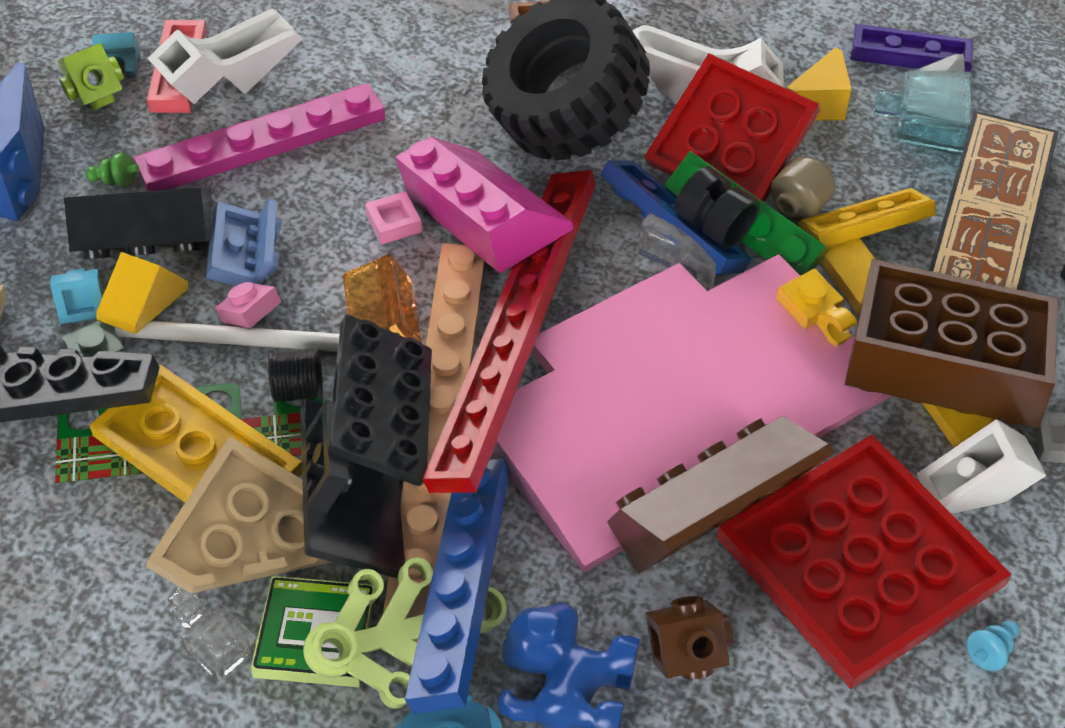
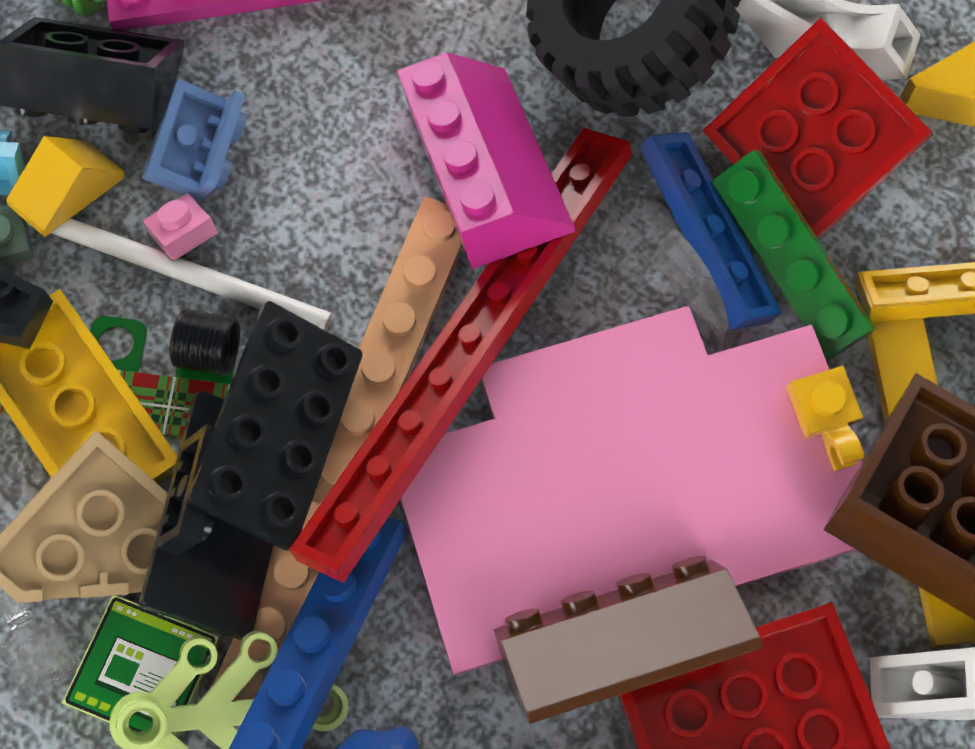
camera: 15 degrees right, 20 degrees up
(383, 295) = (330, 268): clear orange panel -> none
(393, 218) = (378, 144): bright pink plate -> none
(712, 204) = (766, 263): black wheel -> none
(803, 188) = (878, 231): dark tan head -> none

